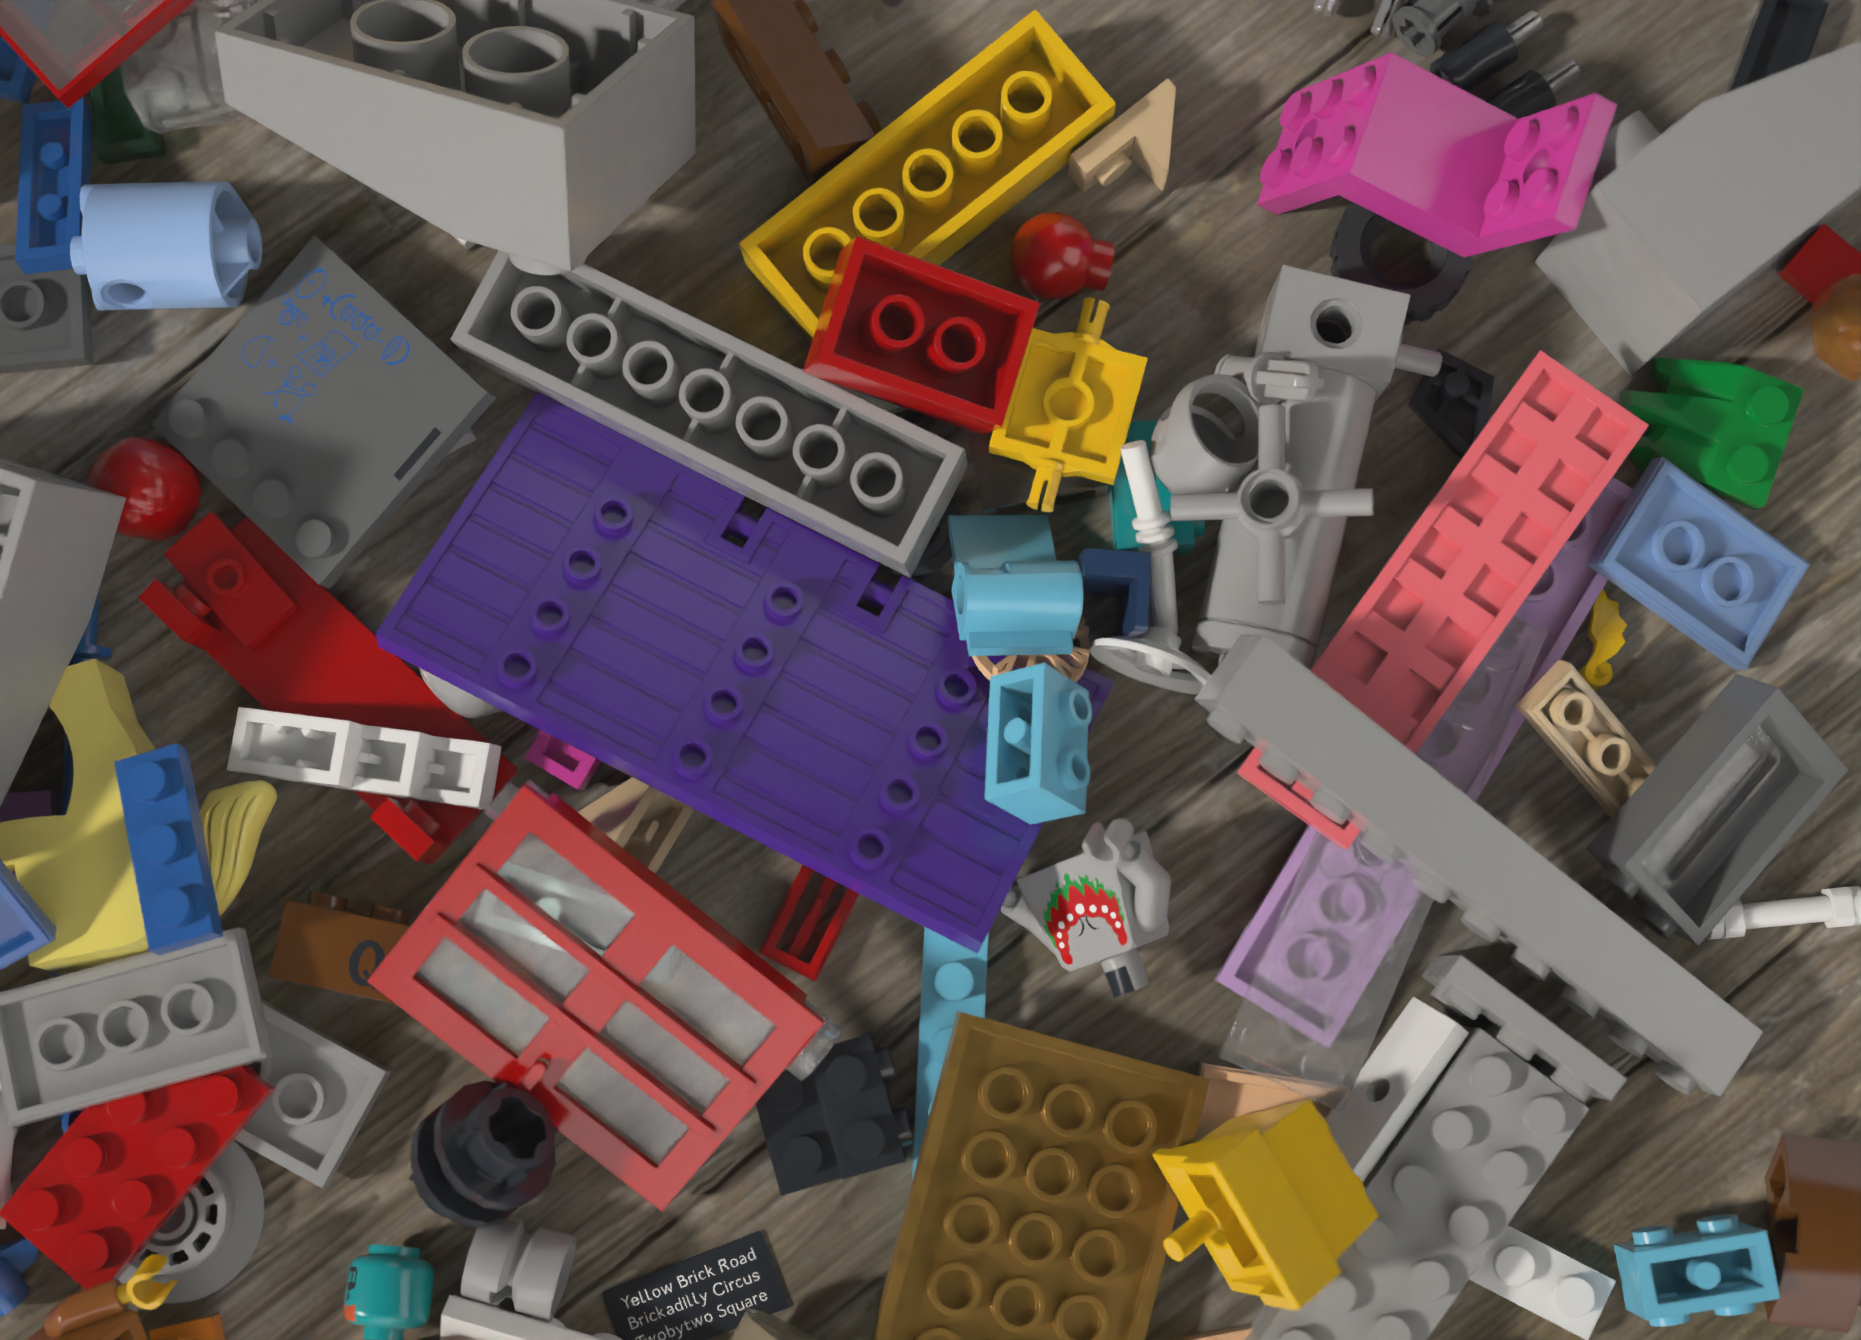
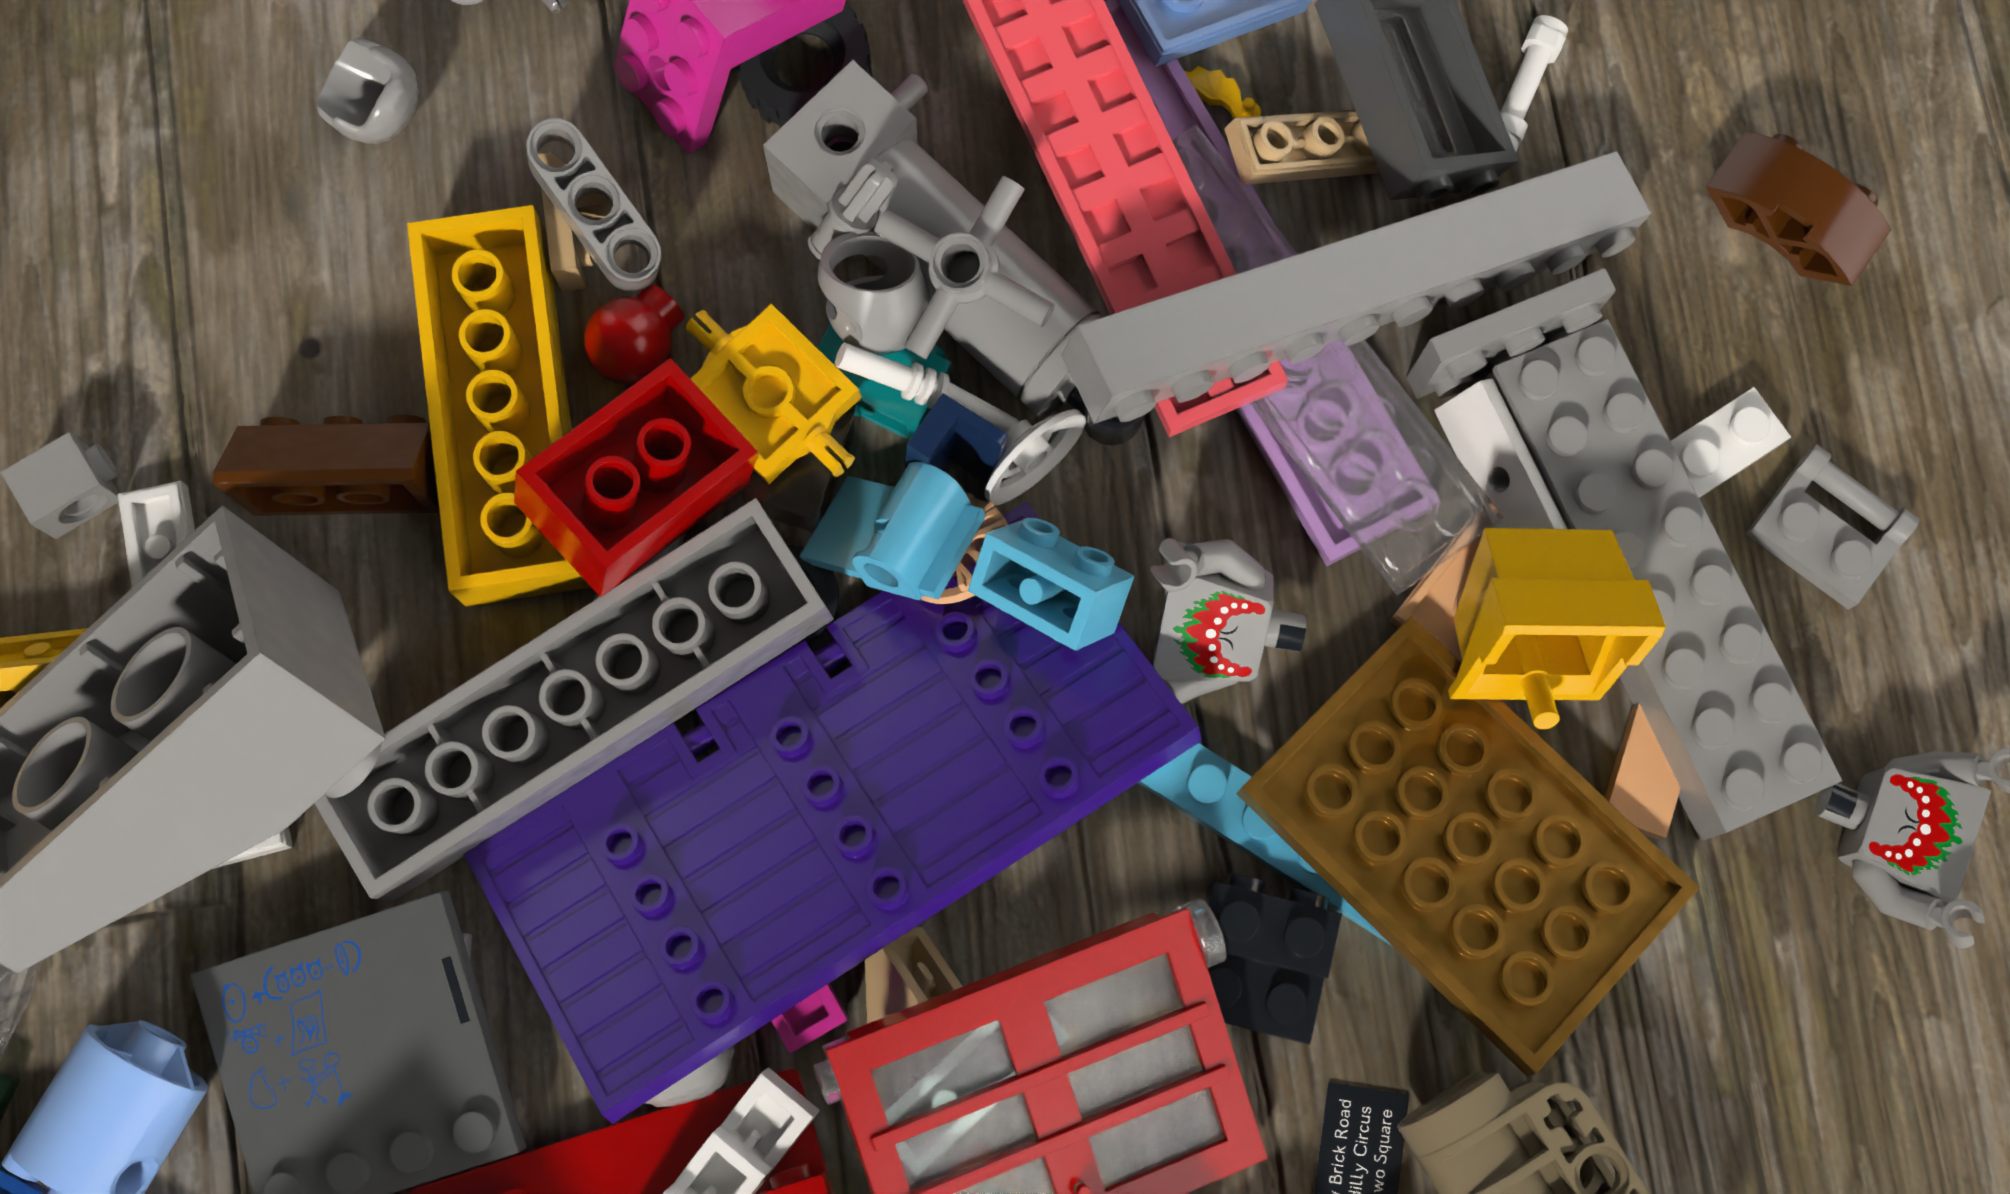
camera: 70 degrees left, 5 degrees down
(792, 958) = (1105, 917): red tile -> none
(1152, 123) = (589, 175): none -> light grey beam
(1454, 402) = (960, 95): black piece -> none
(1713, 1268) = (1781, 317): medium azure brick -> none

